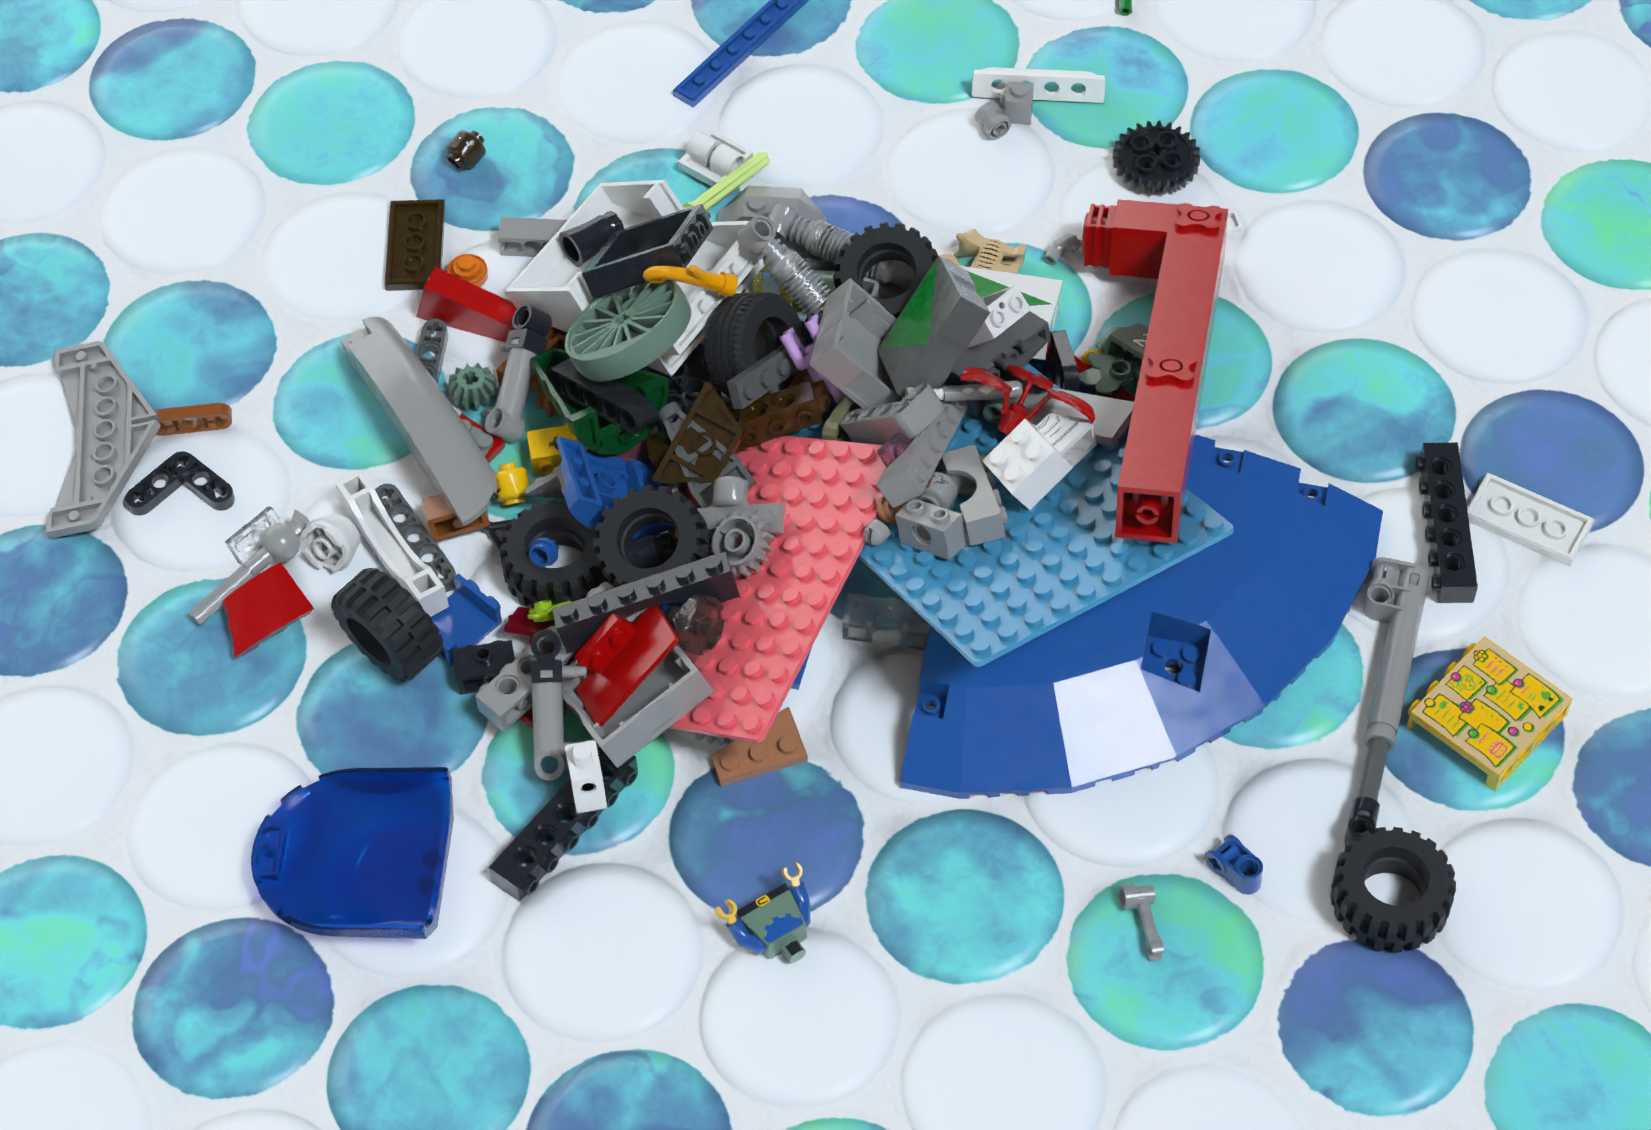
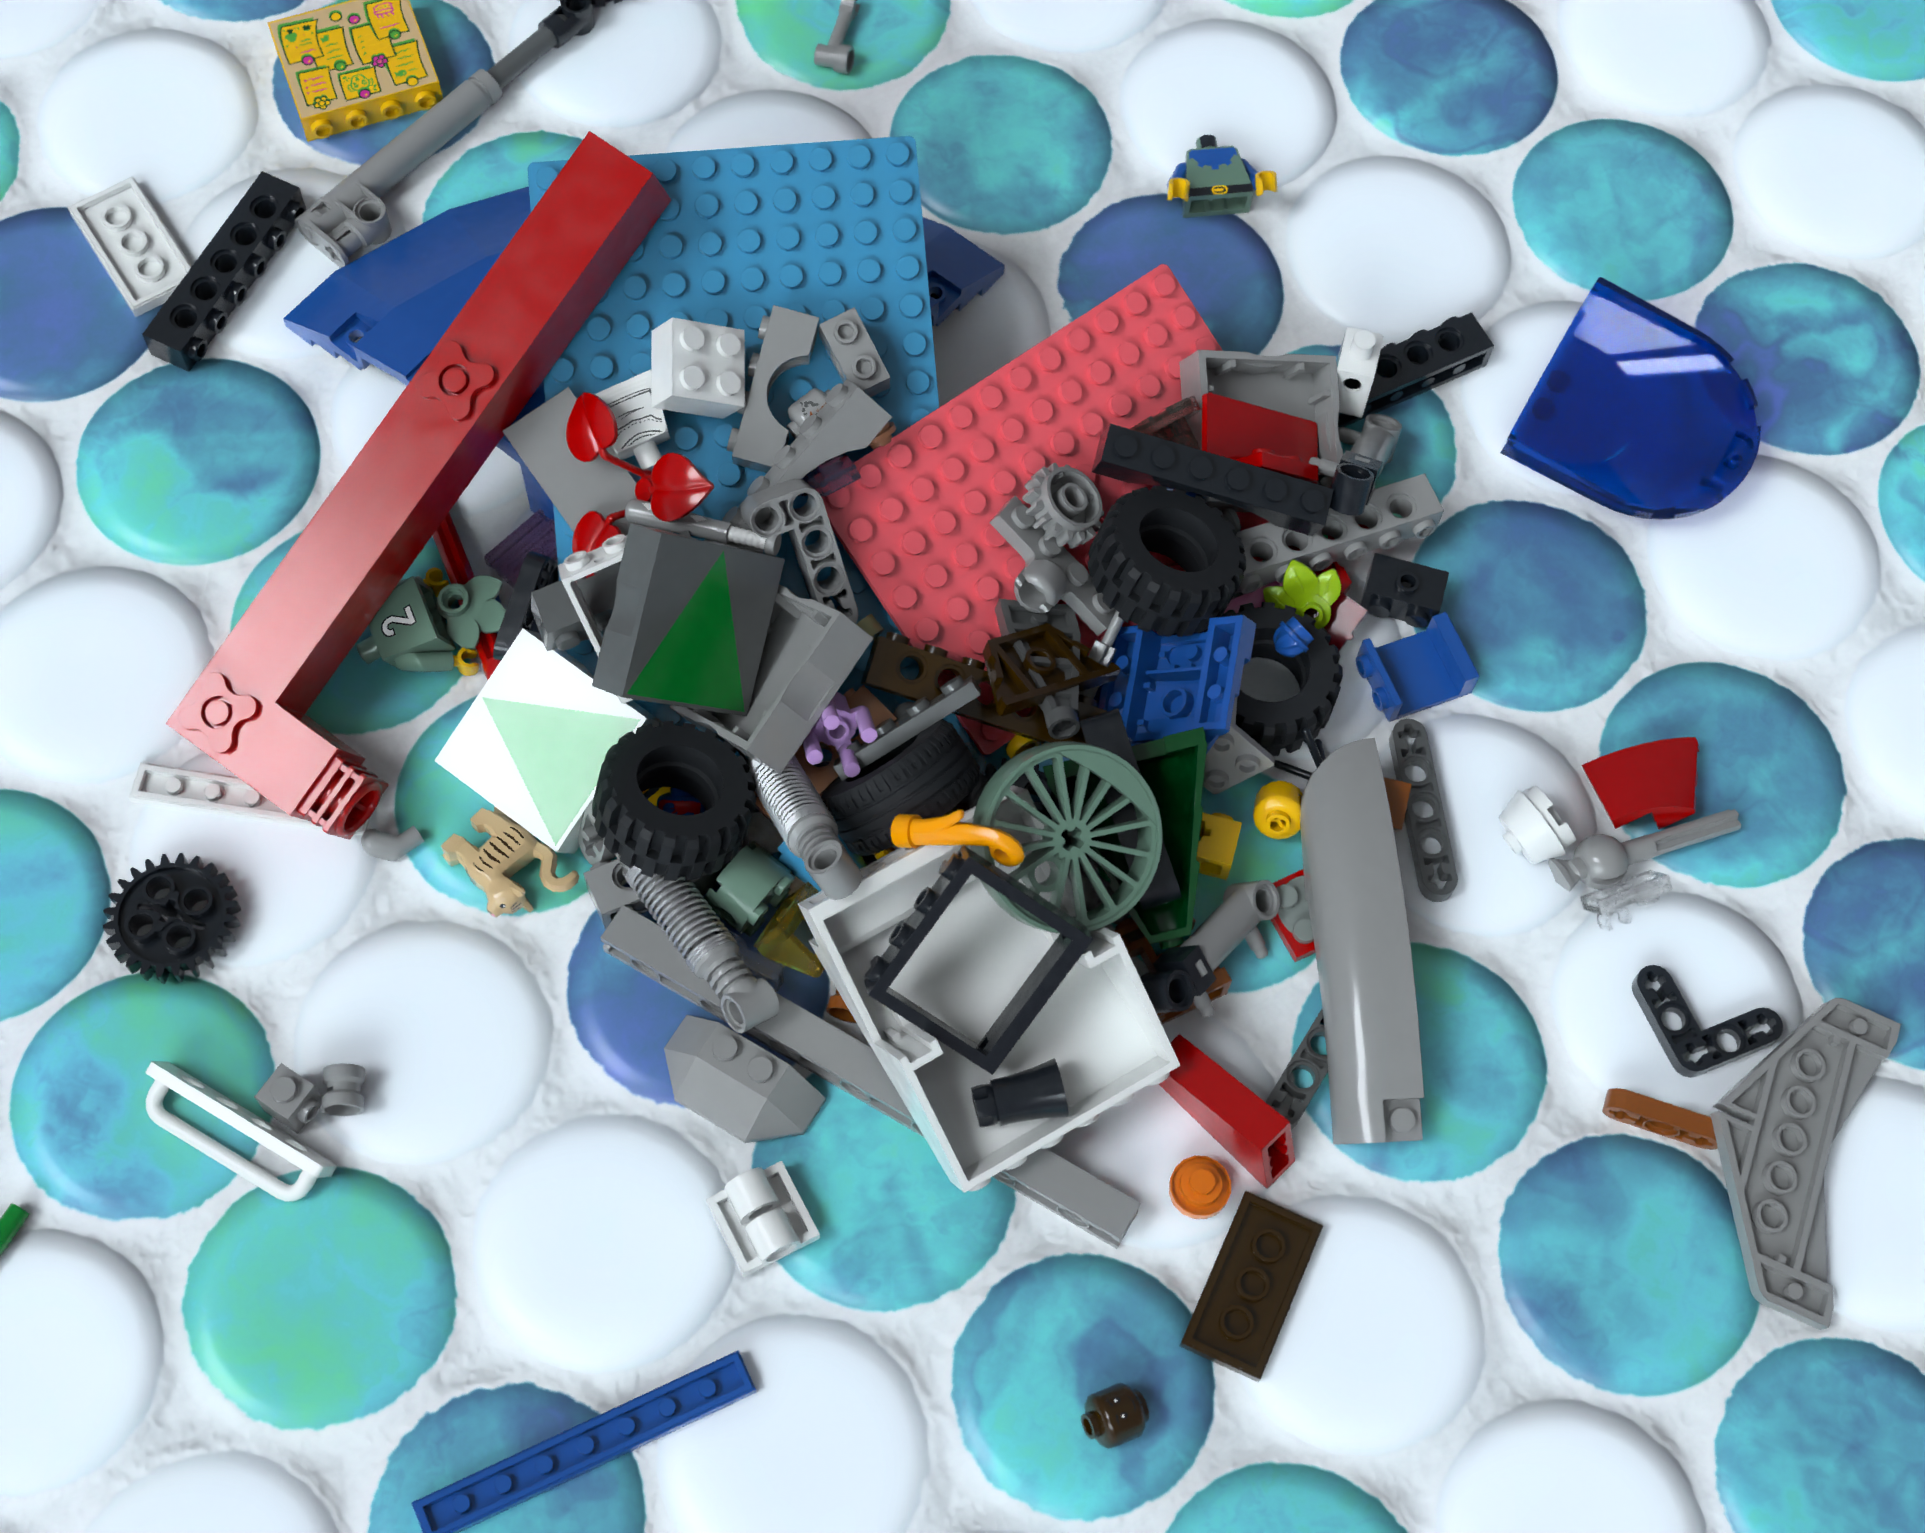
camera: 160 degrees left, 10 degrees up
(374, 523) = (1449, 728): white arch -> none
(387, 624) = (1519, 640): black tyre -> none
(472, 386) = (1271, 974): sand green gear -> none
(731, 181) = (793, 1138): yellowish green axle -> none
(876, 532) = (910, 407): light grey hinge -> none
(1232, 861) = (717, 35): blue piece -> none

